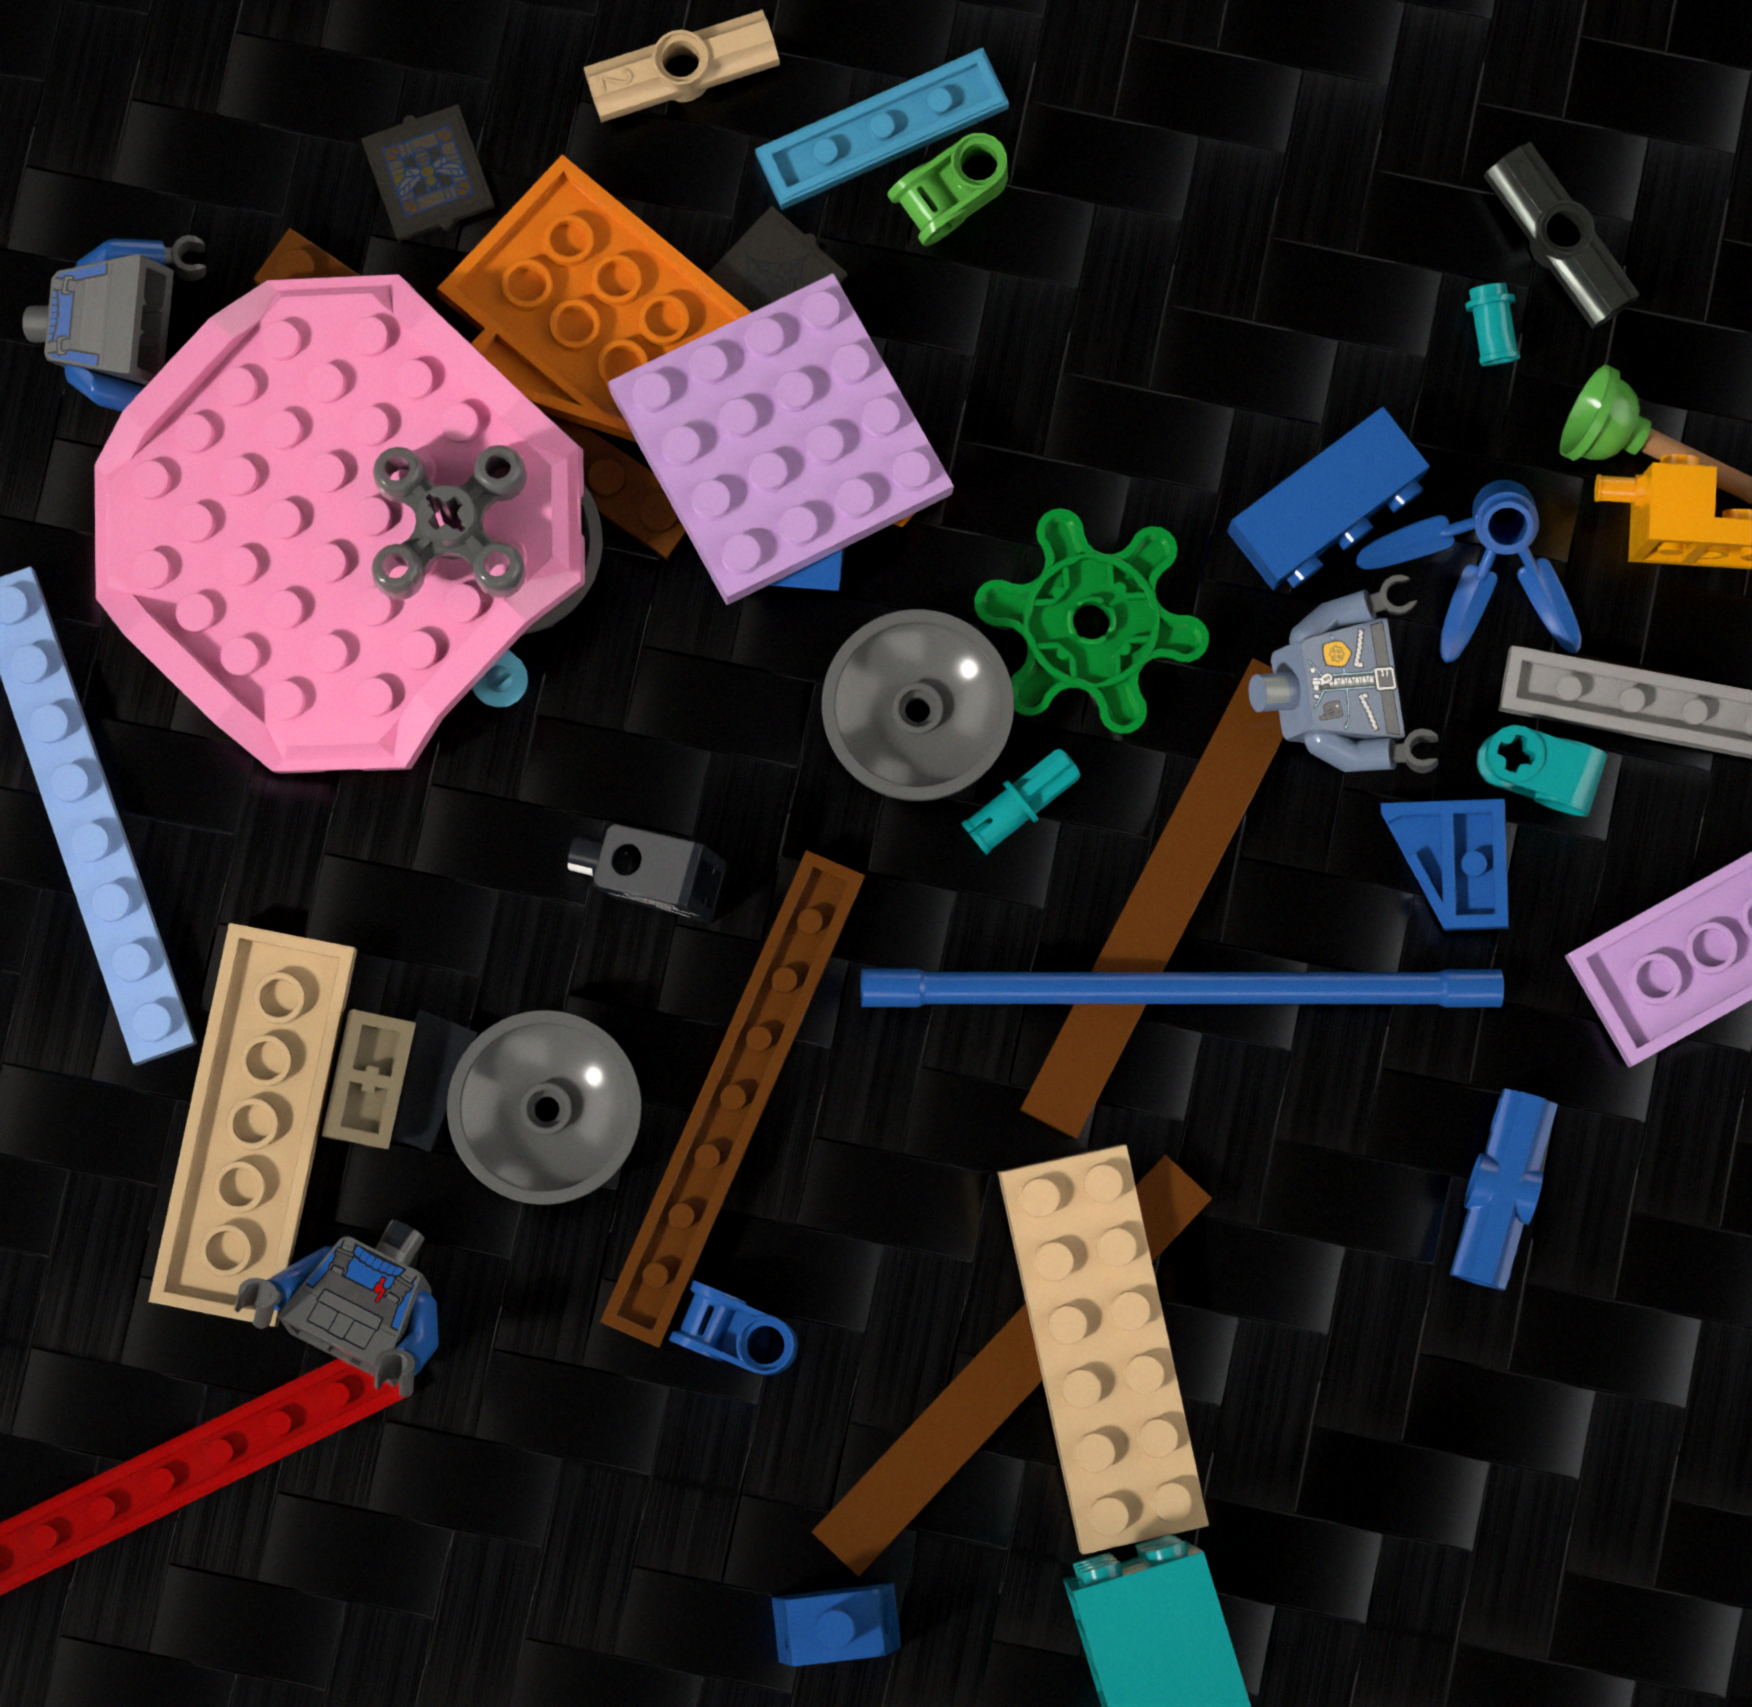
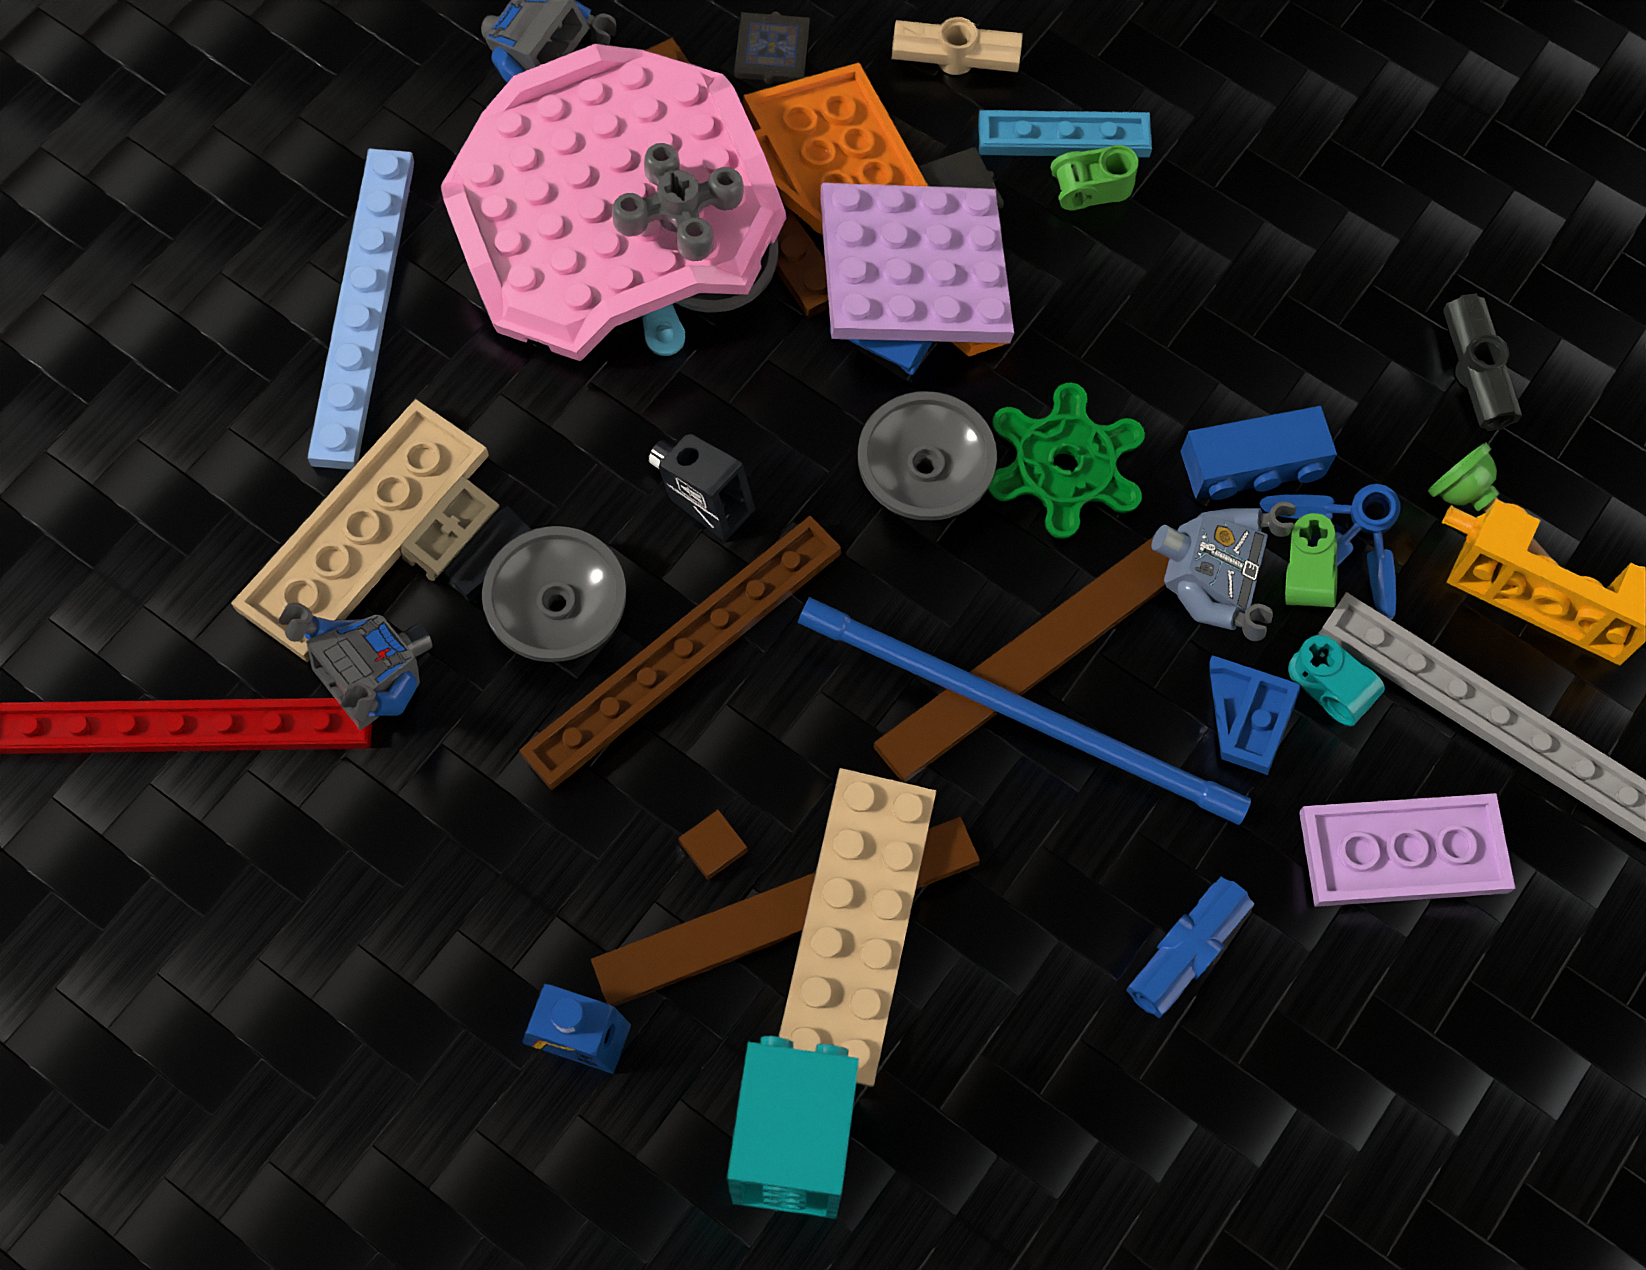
camera: 20 degrees right, 15 degrees down
(731, 1330) = (601, 795): blue piece -> none
(886, 1324) = (712, 845): none -> reddish brown tile
(1022, 800) = (967, 549): teal axle -> none
(1463, 644) = (1312, 570): none -> bright green piece
(1493, 323) = (1415, 387): teal pin -> none

